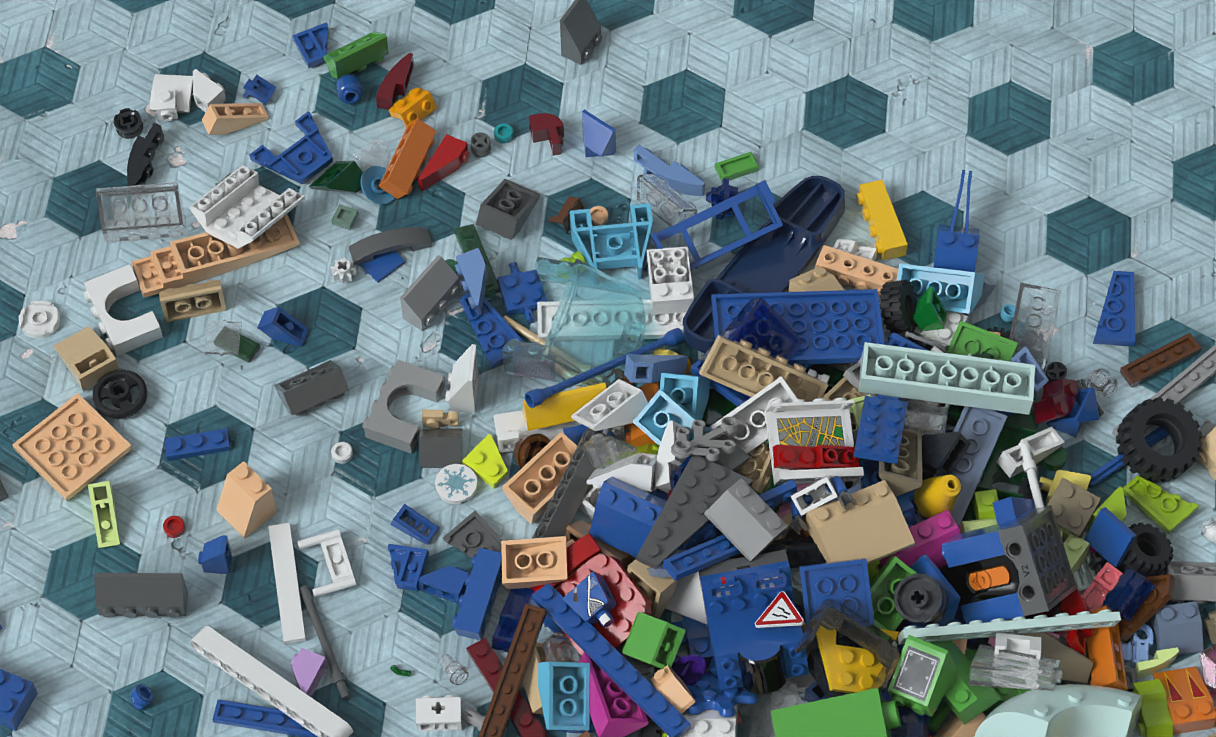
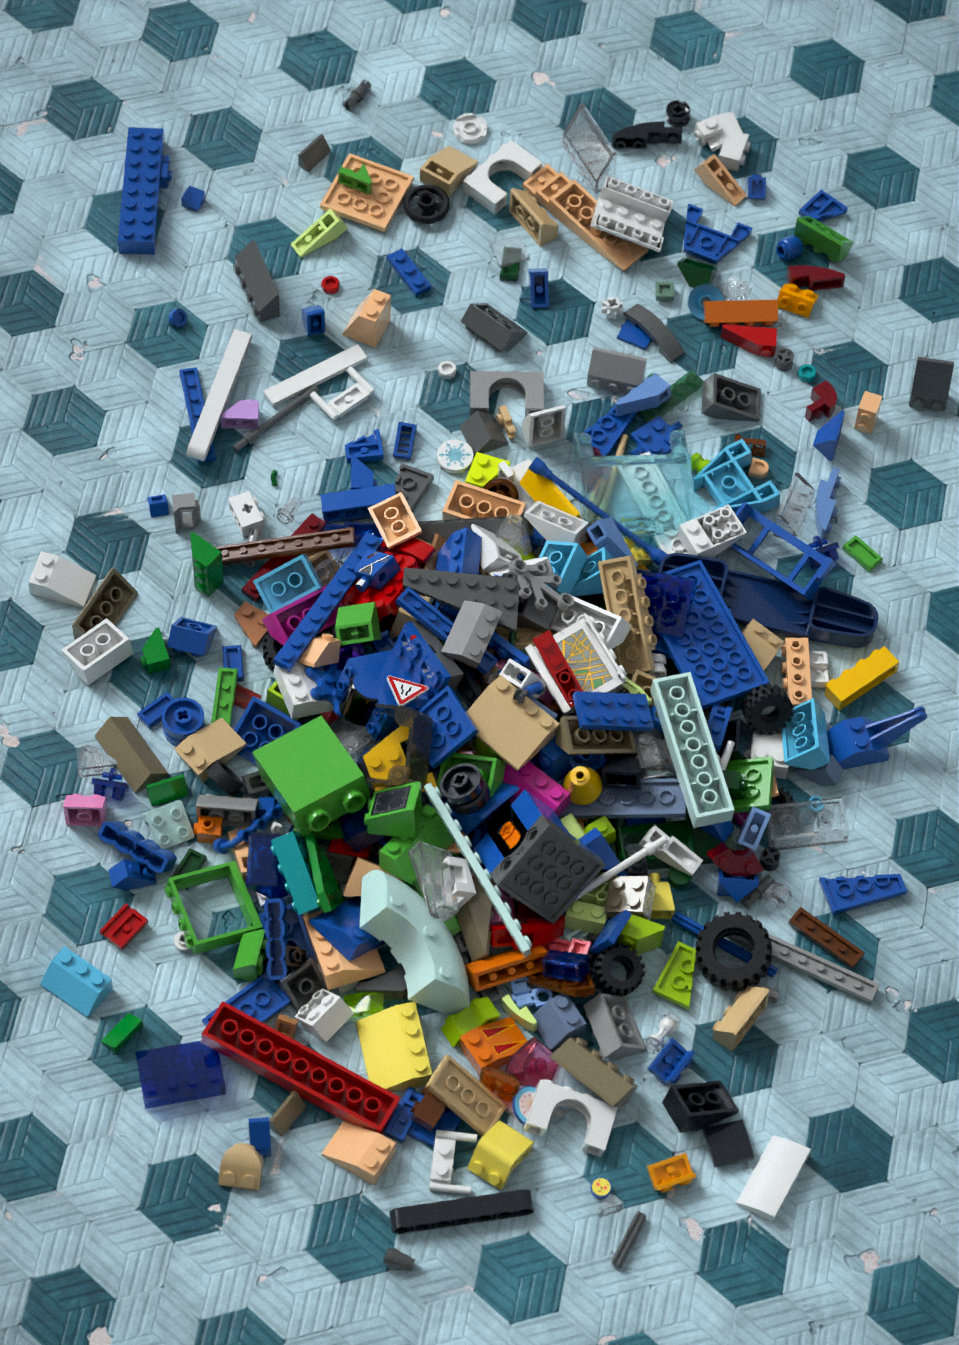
camera: 65 degrees right, 0 degrees up
(61, 444) = (359, 181): none -> bright green slope
(583, 94) = (868, 412): none -> light nougat brick
(929, 312) = (771, 732): green slope -> none

